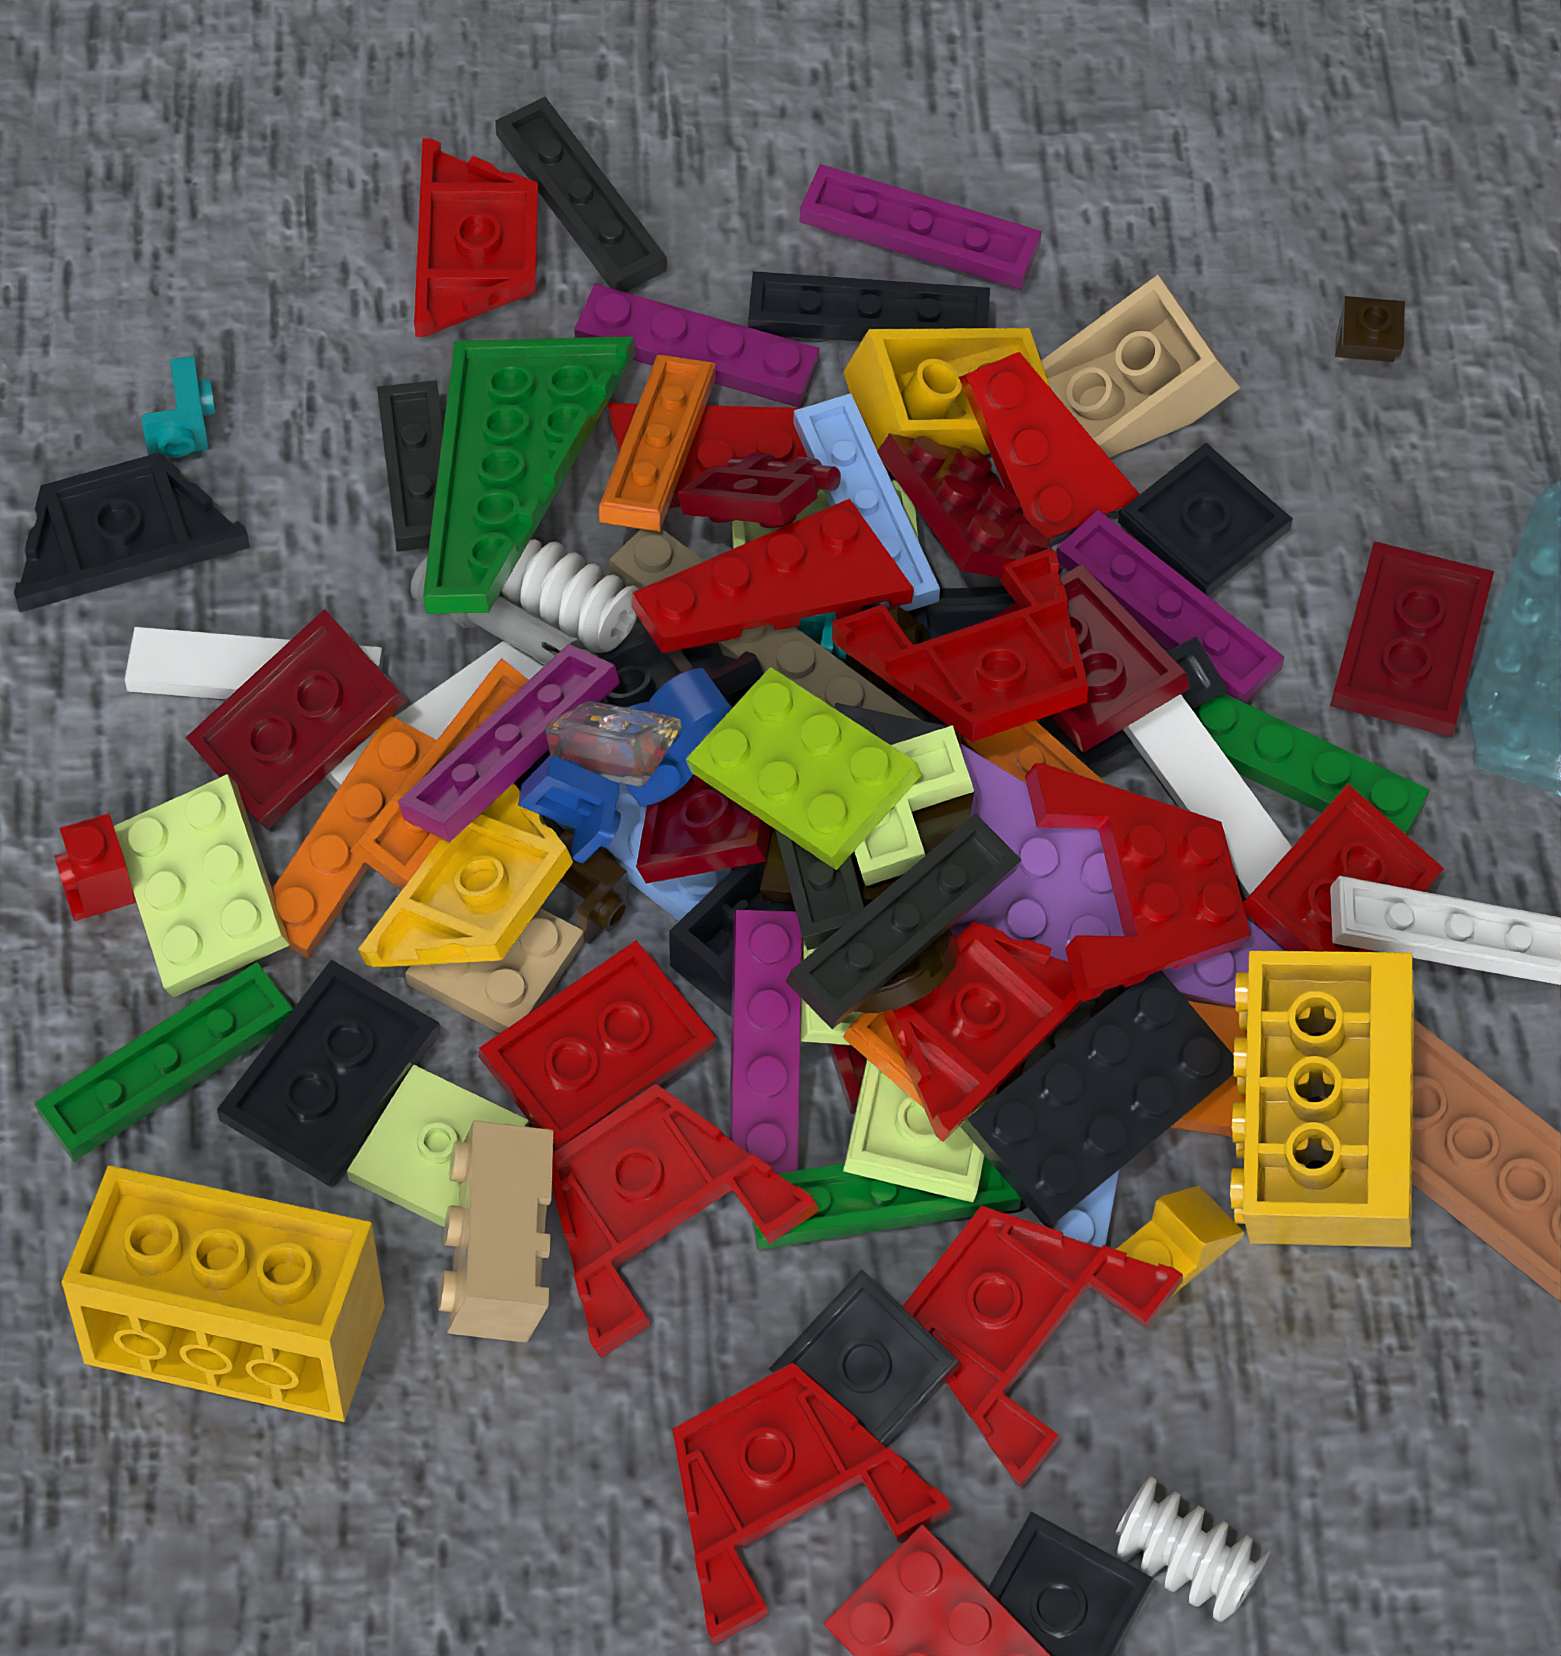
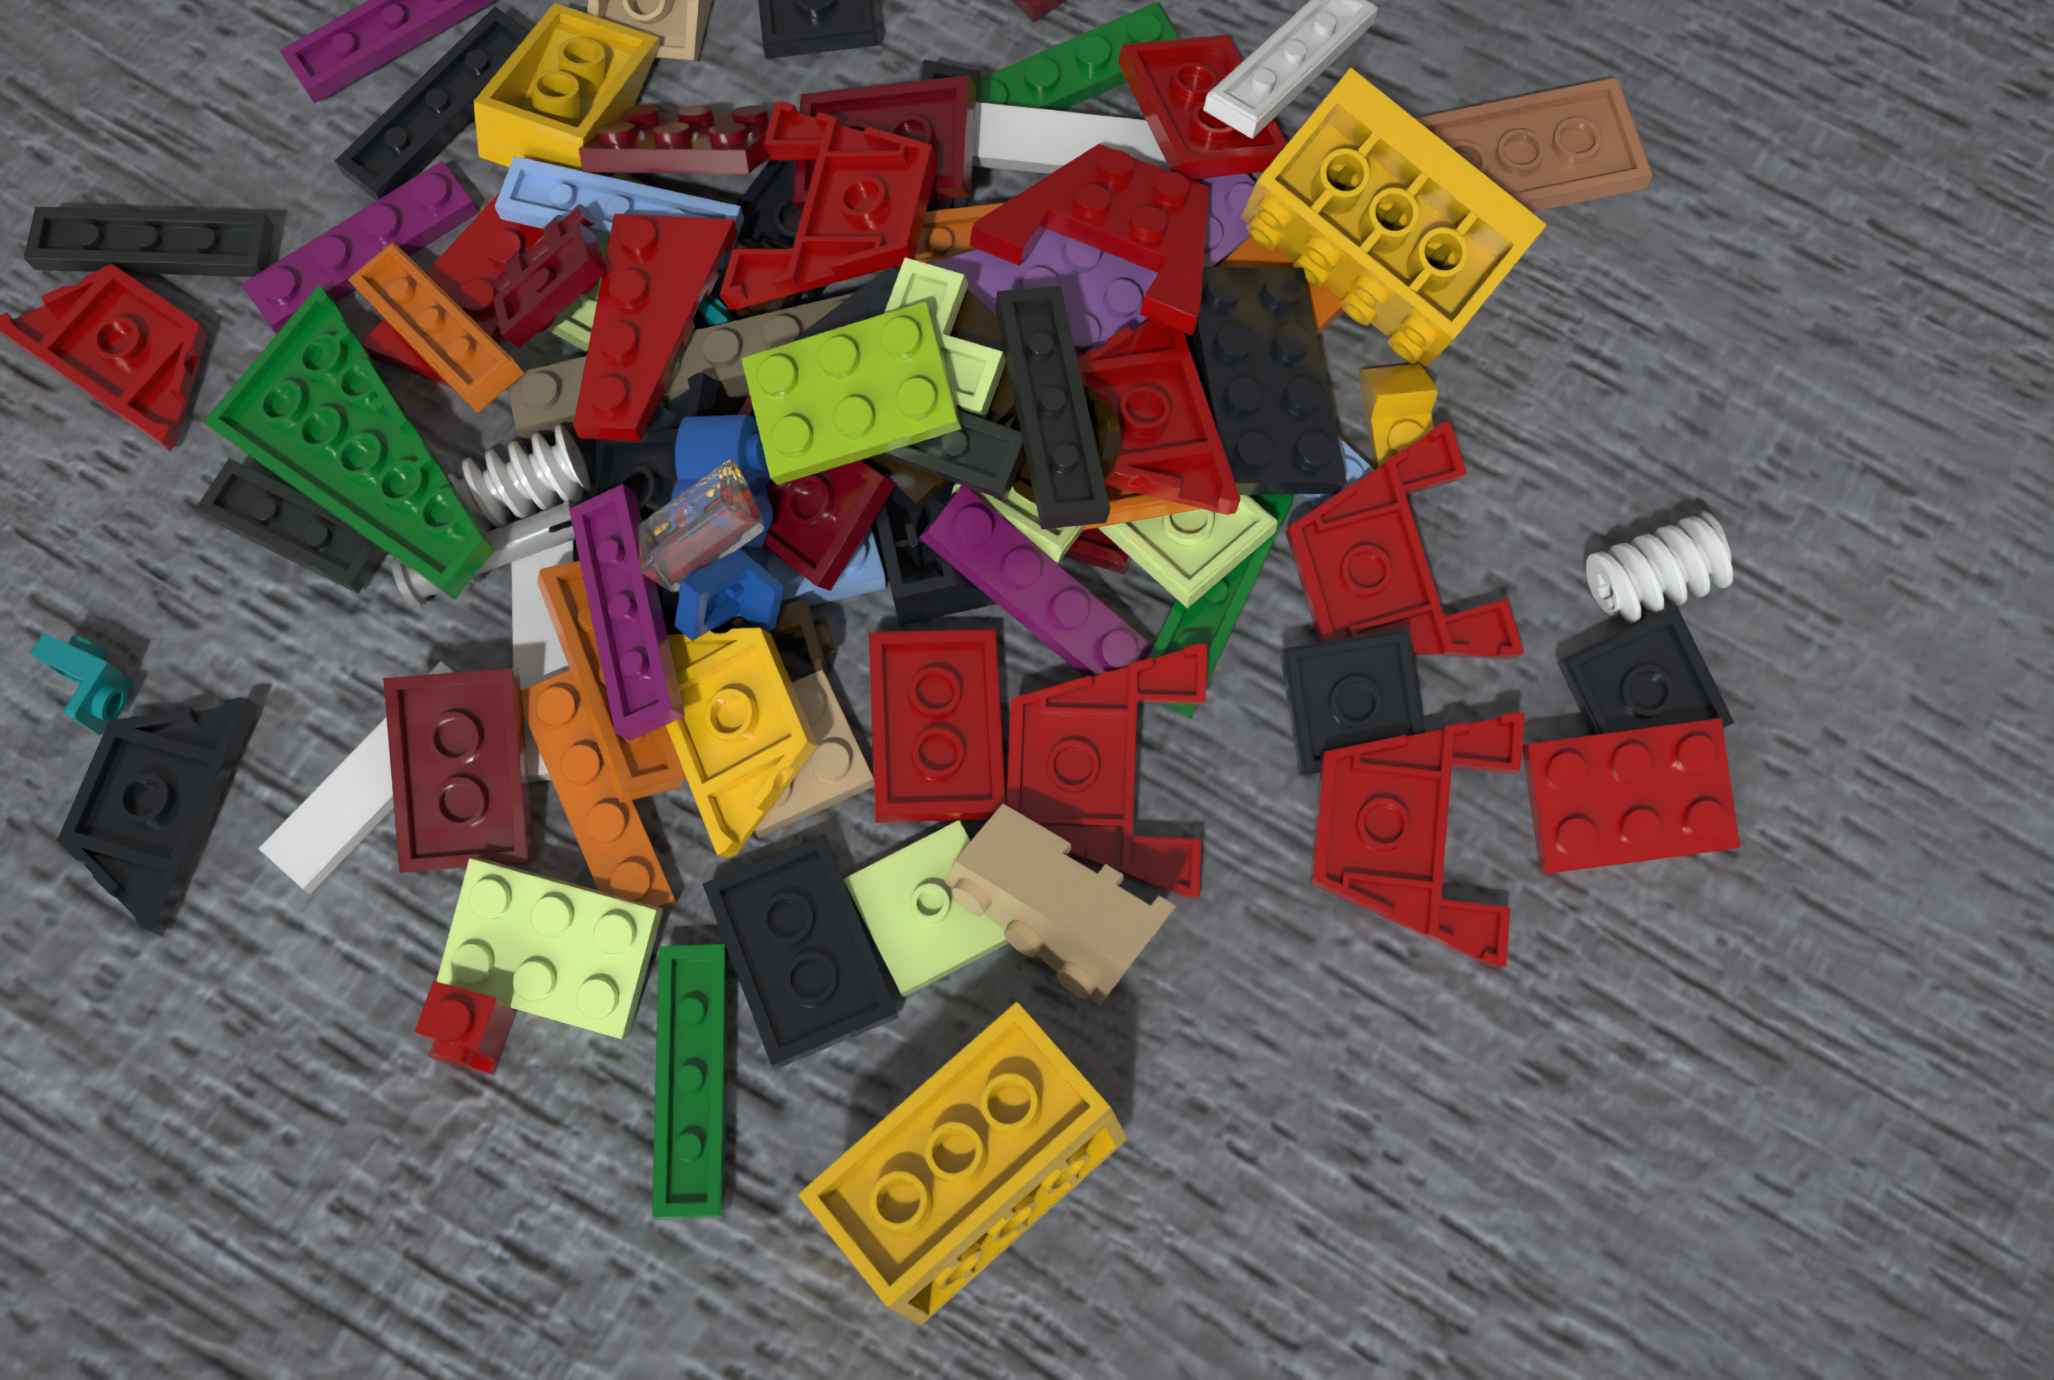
camera: 50 degrees left, 10 degrees up
(1042, 448) = (668, 57): red wing -> none
(1170, 605) = (867, 63): magenta plate -> none

